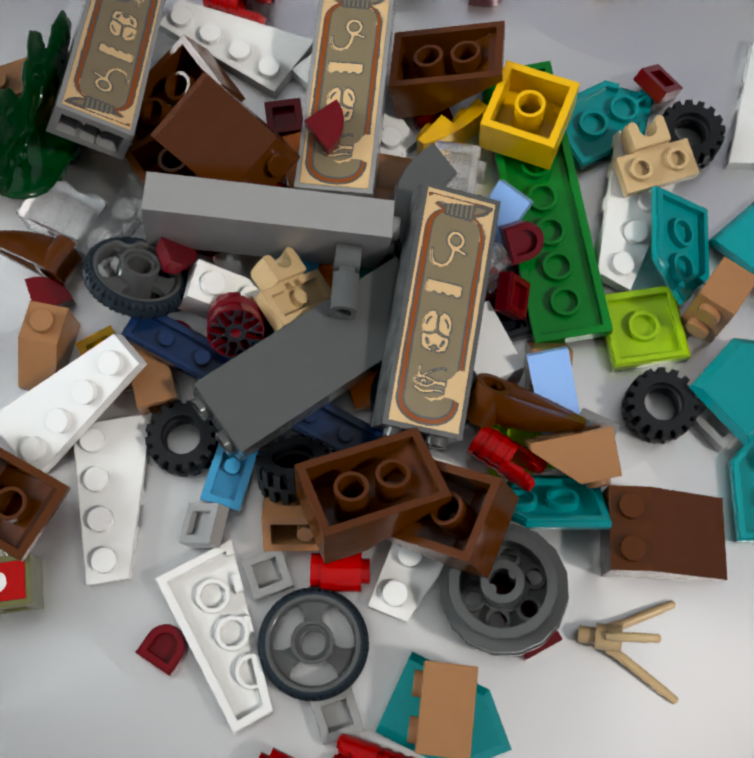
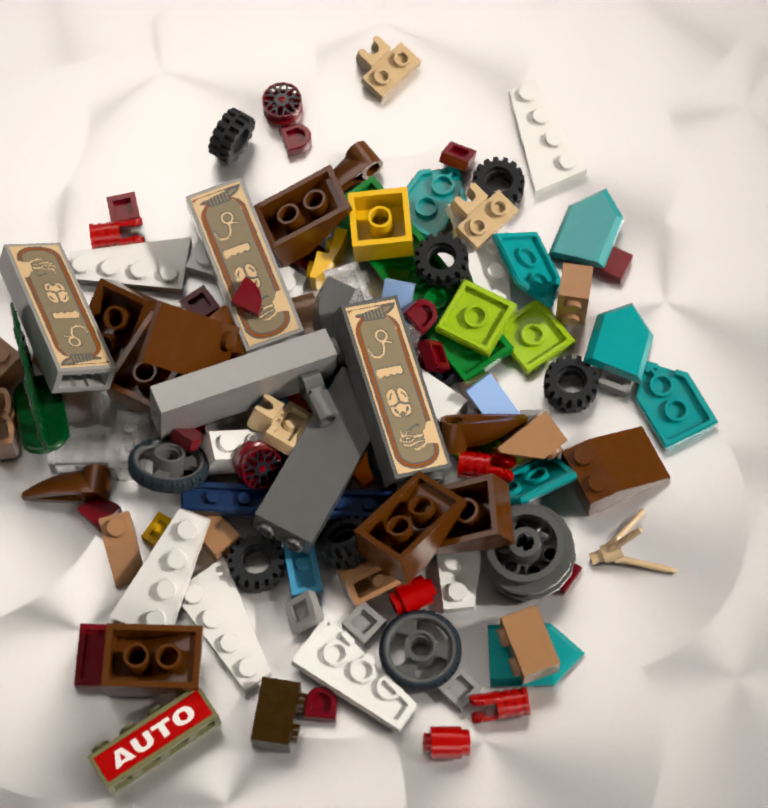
camera: 25 degrees left, 5 degrees down
(104, 637) = (277, 715): none -> dark brown brick
(540, 44) = (357, 166): none -> reddish brown piece
(583, 170) = (437, 245): none -> black tyre
(585, 275) = (476, 318): none -> lime tile

